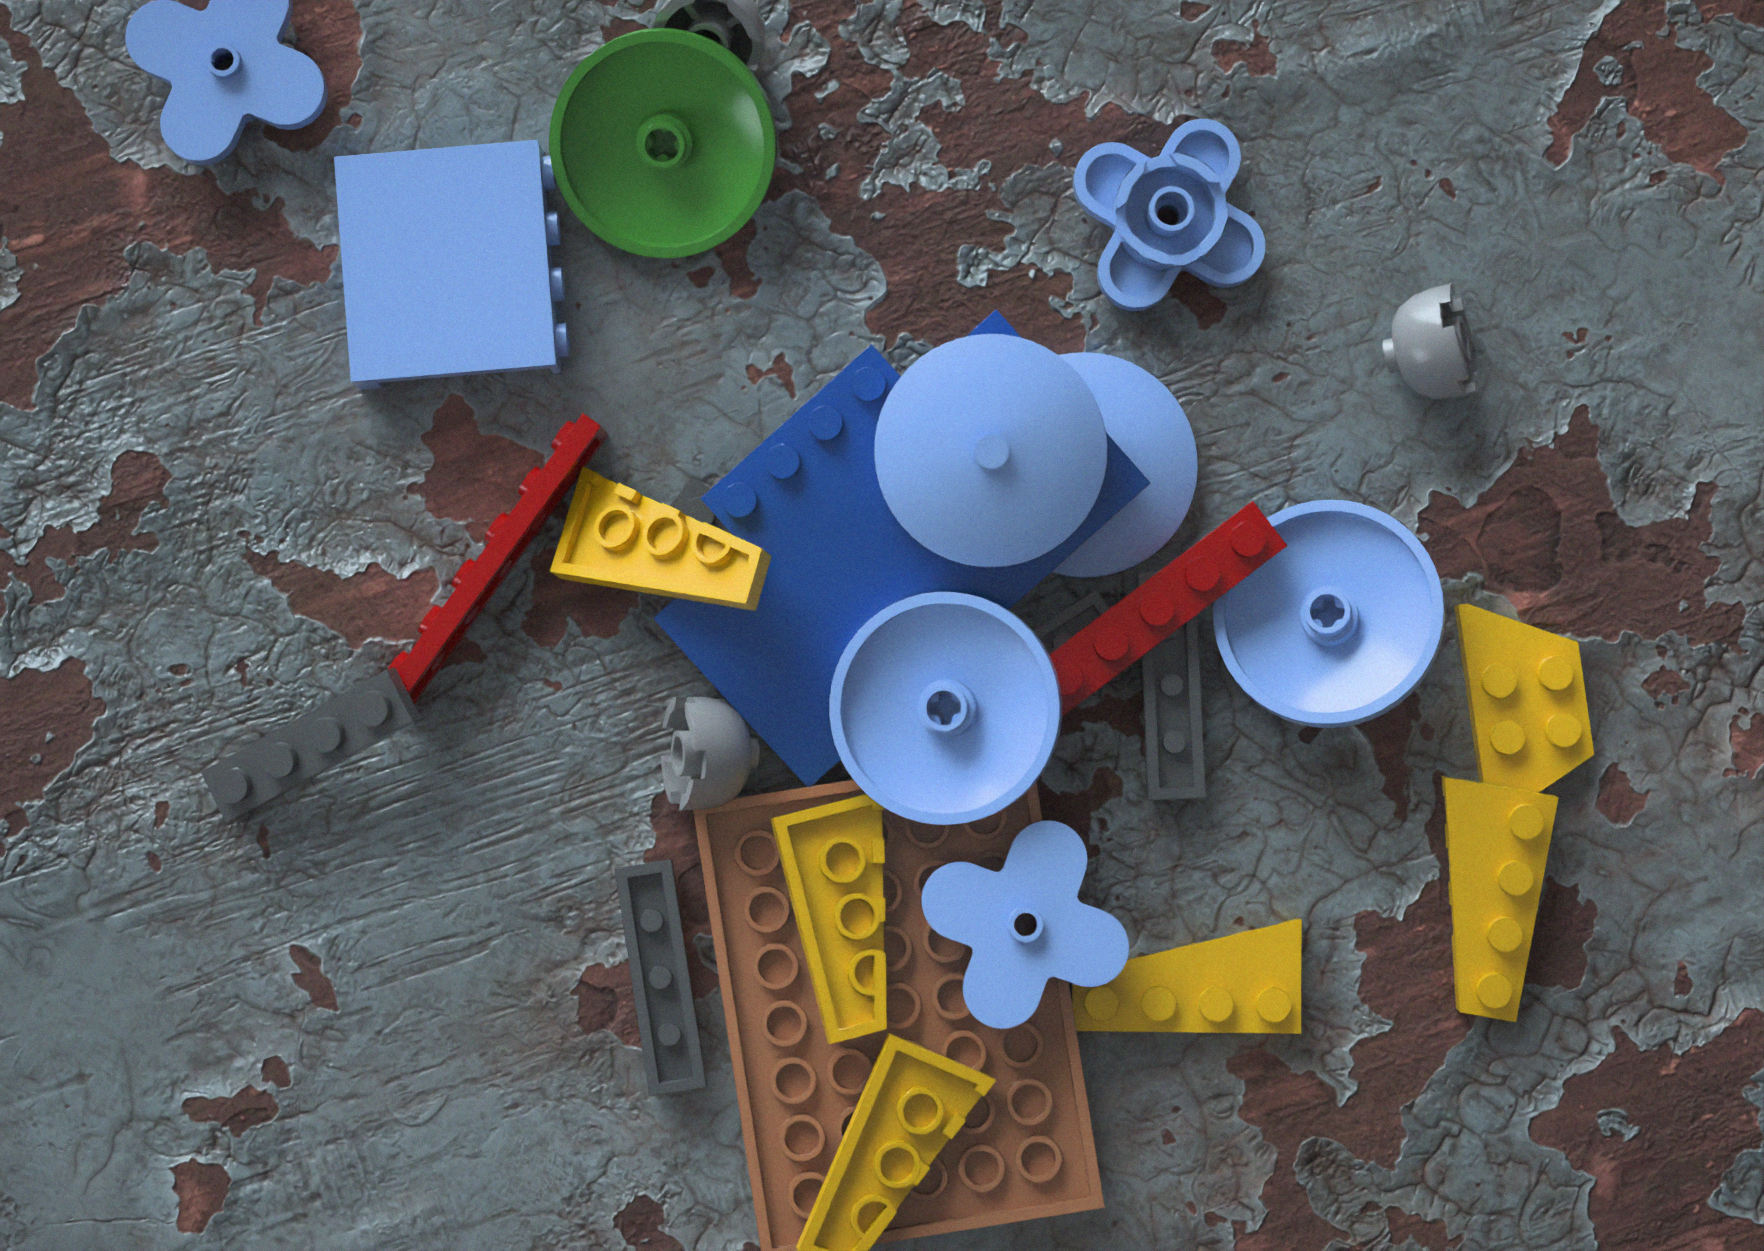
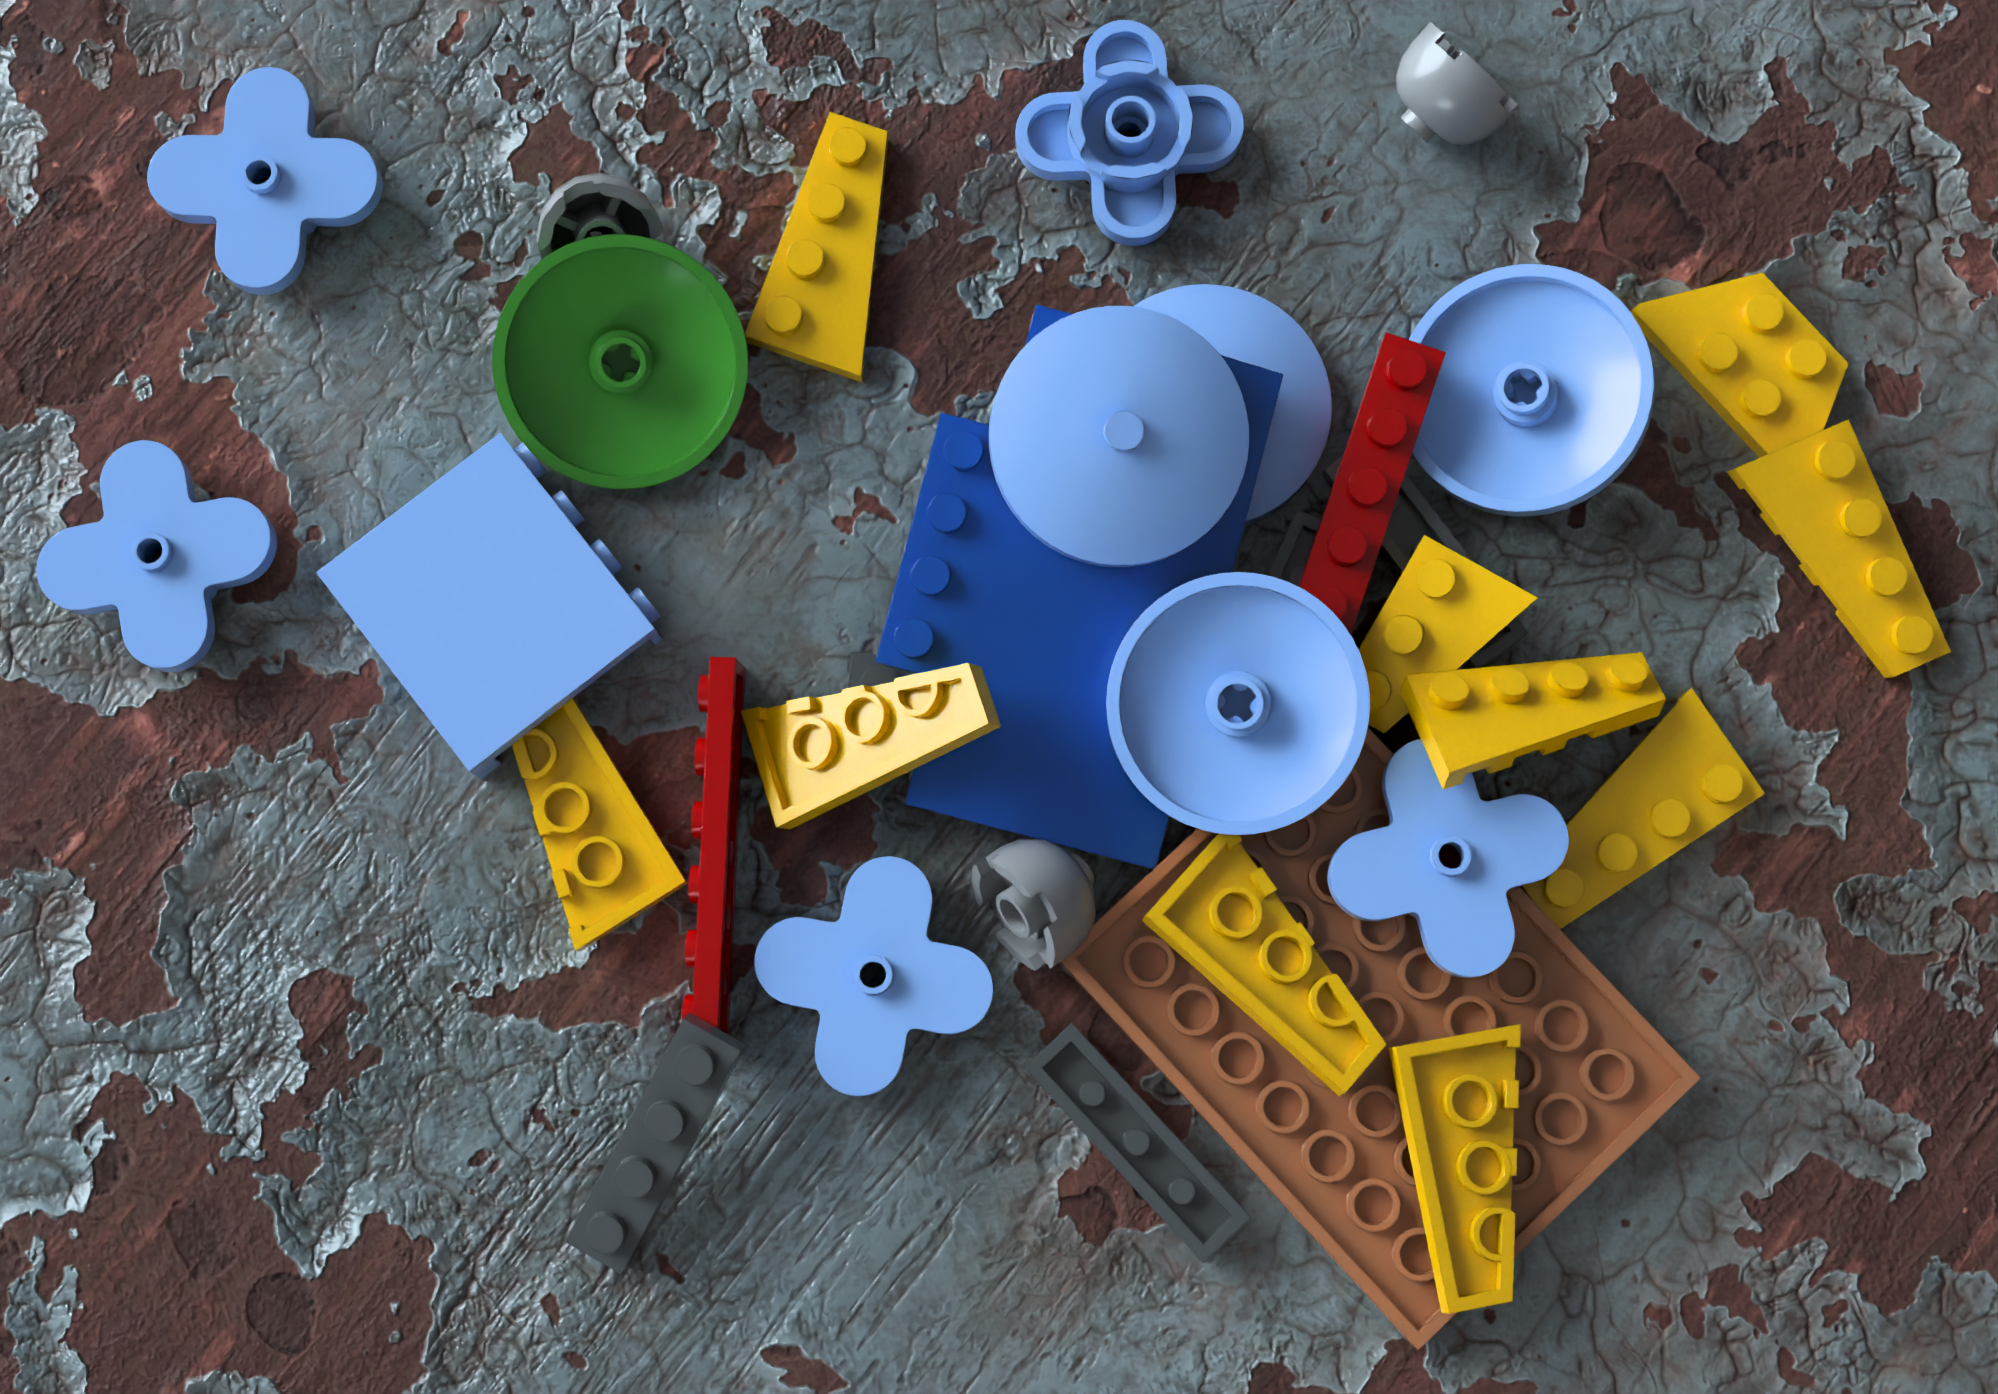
camera: 30 degrees left, 5 degrees down
(416, 481) = (594, 830): none -> yellow wing
(583, 757) = (864, 1027): none -> light blue plant
(870, 164) = (824, 266): none -> yellow wing
(1133, 745) = (1433, 623): none -> yellow wing
(1147, 847) = (1506, 711): none -> yellow wing

